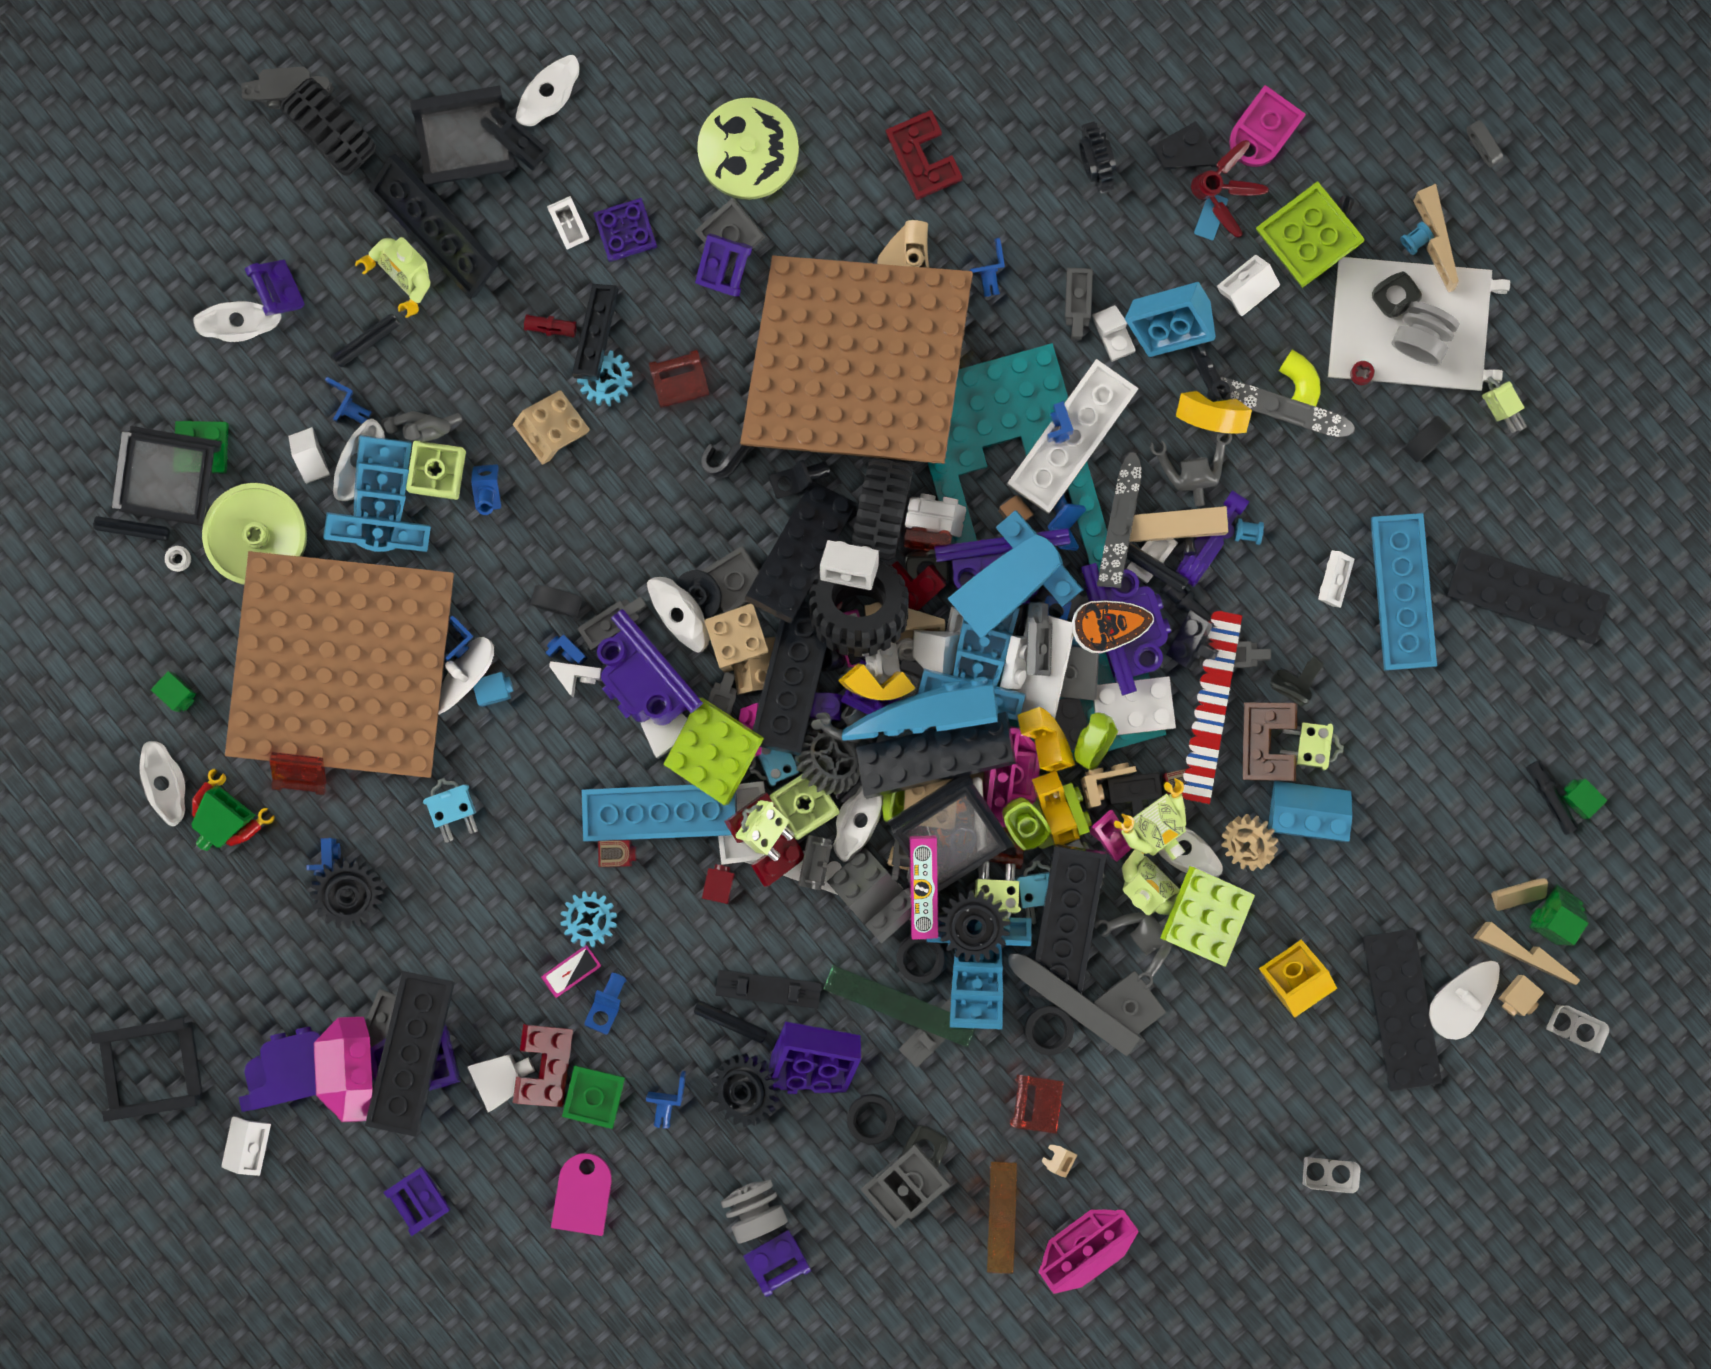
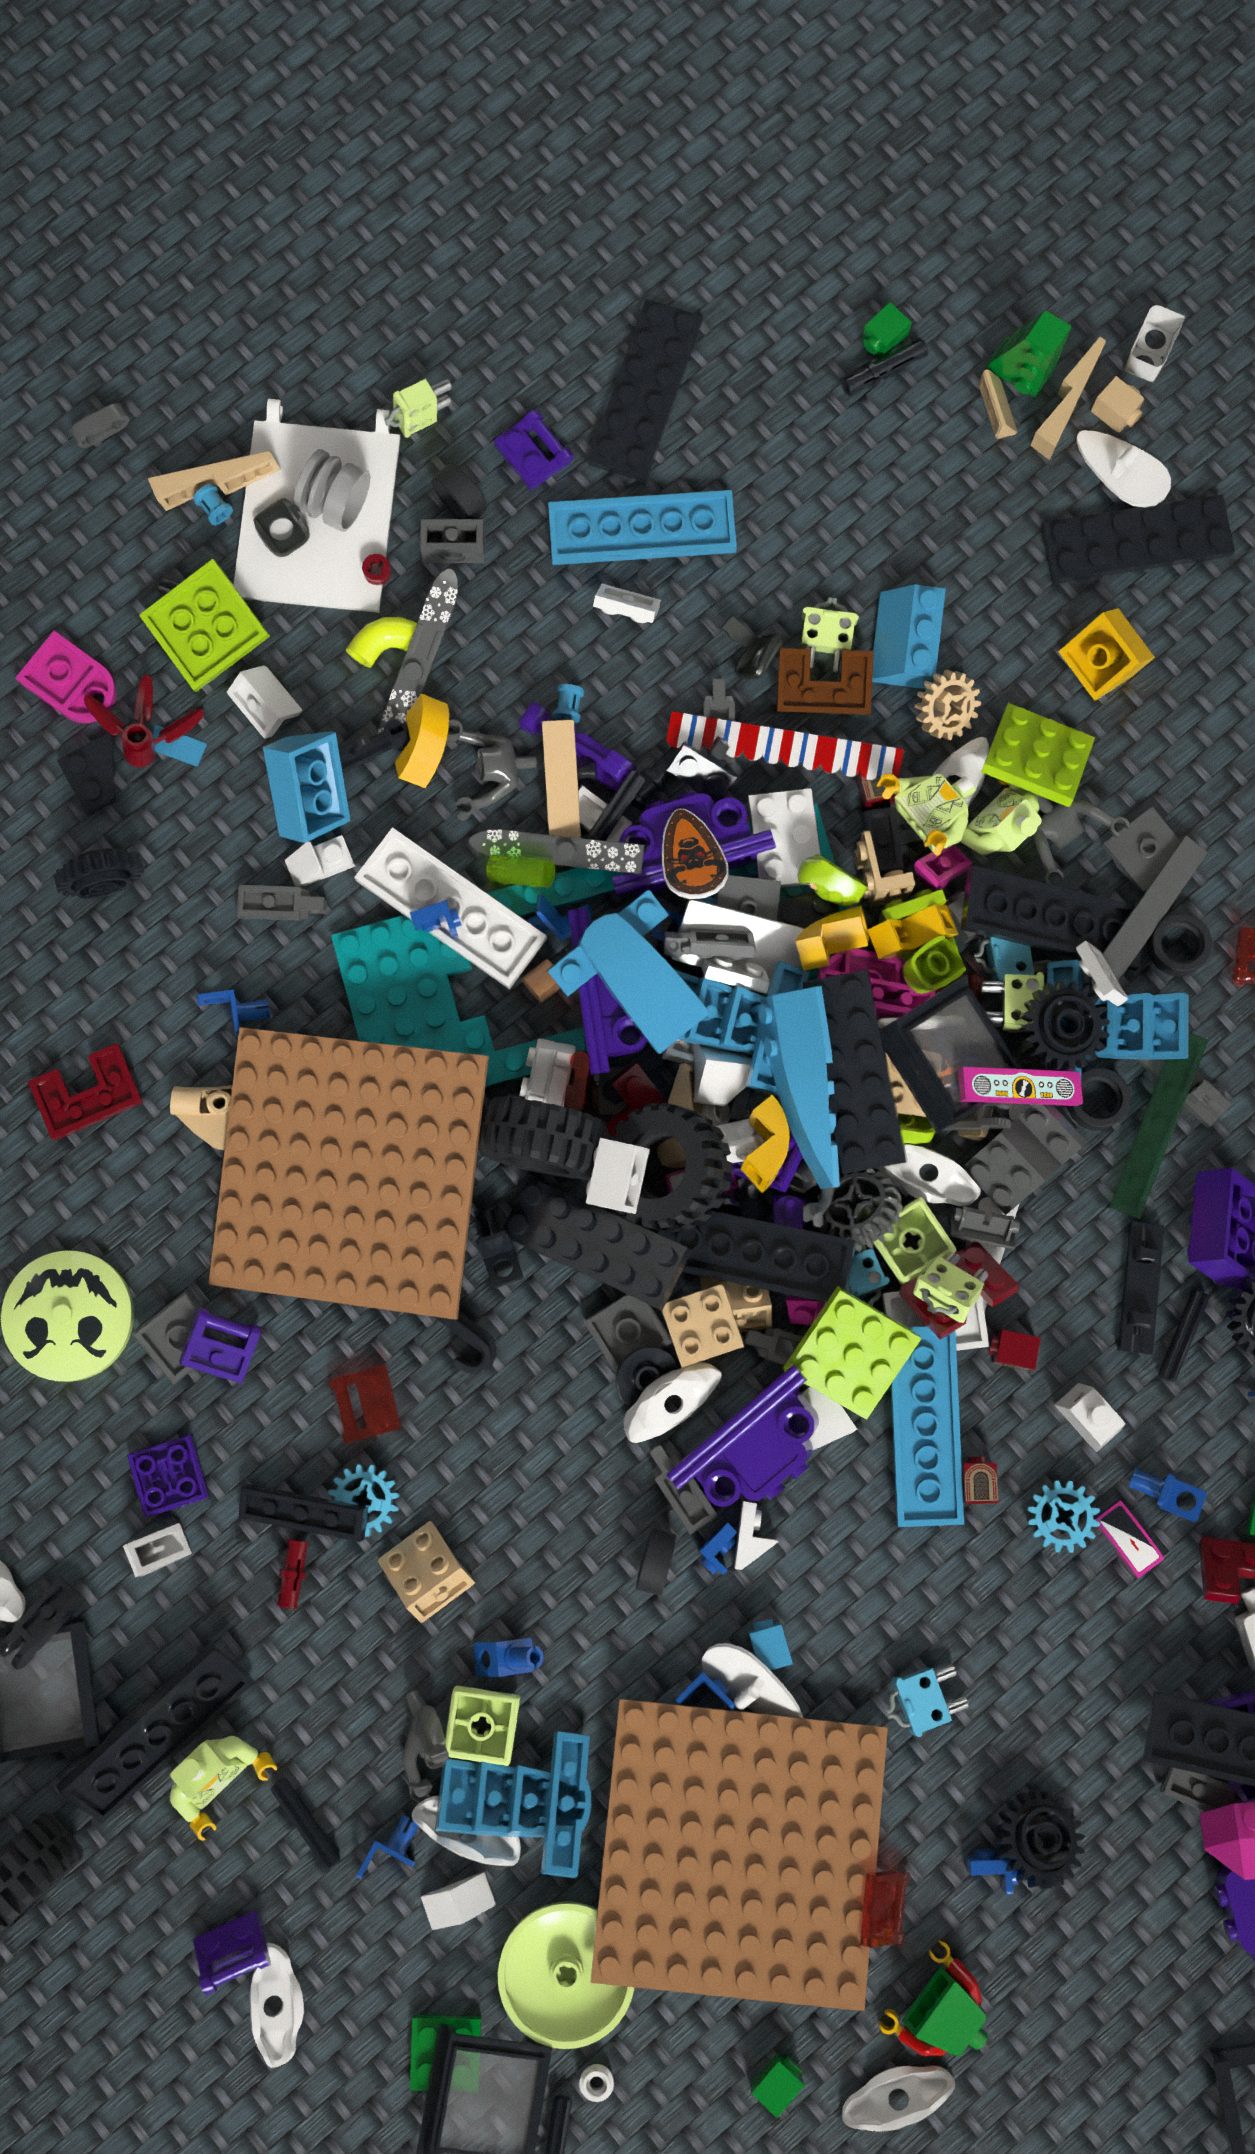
camera: 95 degrees left, 5 degrees down
(666, 942) = (1090, 1415): none -> white torso
(1018, 957) = (1095, 965): none -> white plate
(1105, 493) = (520, 870): none -> clear neon green axle
(1386, 434) = (452, 541): none -> dark grey brick
(1465, 495) = (526, 457): none -> dark purple plate

